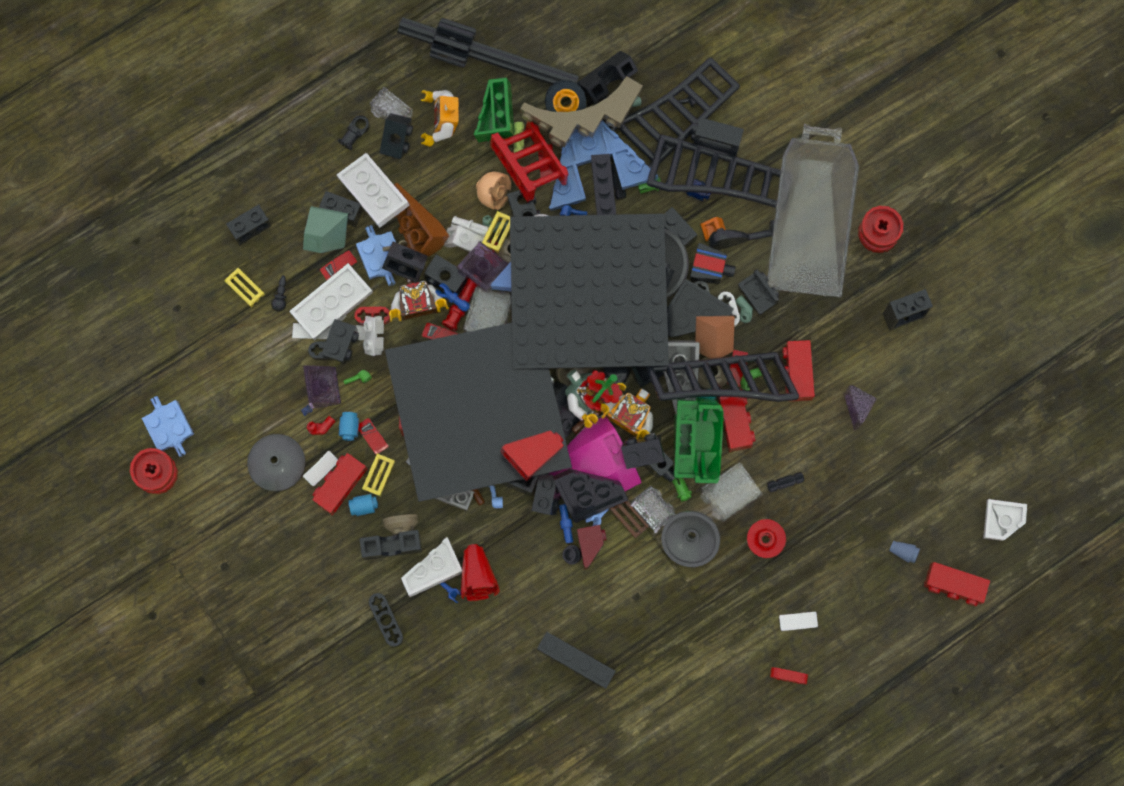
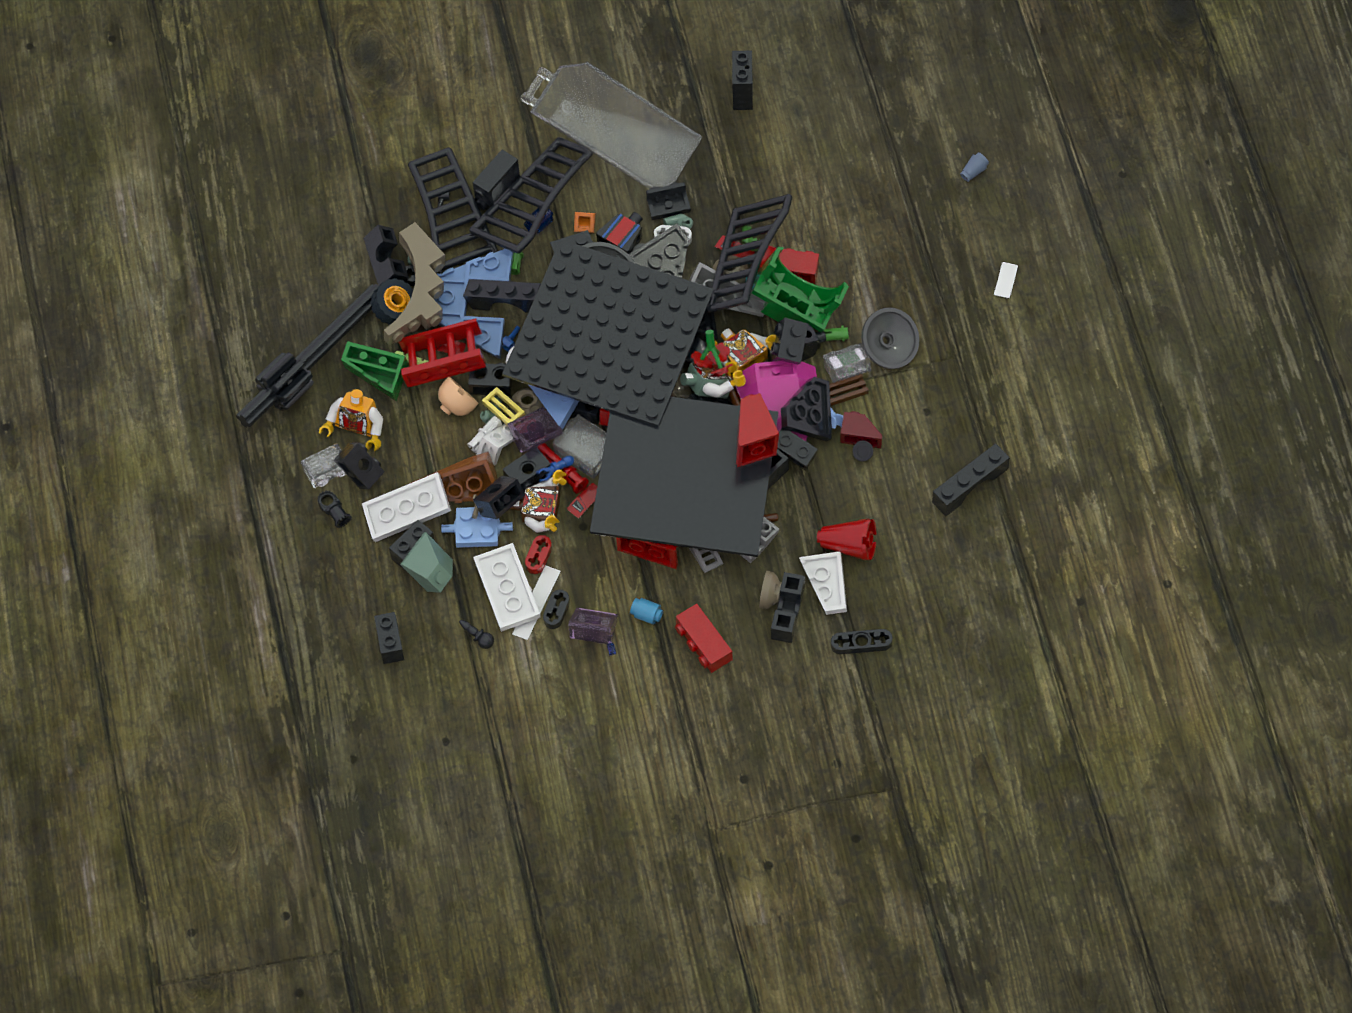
camera: 65 degrees left, 15 degrees down
(143, 466) = (616, 809): red wheel -> none
(168, 426) = (572, 786): light blue plate -> none
(255, 297) = (440, 679): light yellow tile -> none
(285, 471) = (654, 706): dark grey dish -> none
(320, 428) = (637, 639): red arm -> none
(321, 468) = (678, 654): white sticker -> none
(337, 264) = (469, 572): red sticker -> none
(340, 341) = (554, 589): black bracket -> none
(363, 375) = (598, 581): bright green hand -> none
(363, 505) = (734, 623): dark azure brick -> none
(372, 344) = (560, 558): white hinge -> none
(372, 436) = (666, 595): red sticker -> none
(372, 490) = (720, 613): light yellow tile -> none
(452, 592) = (856, 571): blue hand -> none
(497, 502) = (781, 502): light blue hand -> none
(566, 524) = (830, 447): blue bar -> none
(715, 335) = (693, 249): nougat slope -> none
(728, 238) = (602, 206): black piece -> none
(731, 493) = (862, 294): clear brick -> none
(771, 530) = (917, 270): red dish -> none
(785, 482) = (865, 244): black axle -> none
(789, 676) = (1056, 303): red beam -> none
(799, 368) = (752, 189): red brick -> none
(858, 404) = (819, 153): clear purple slope -> none
(880, 229) = (651, 77): red wheel -> none
(956, 584) = (1022, 135): red brick -> none
(1003, 519) = (975, 77): white plate -> none

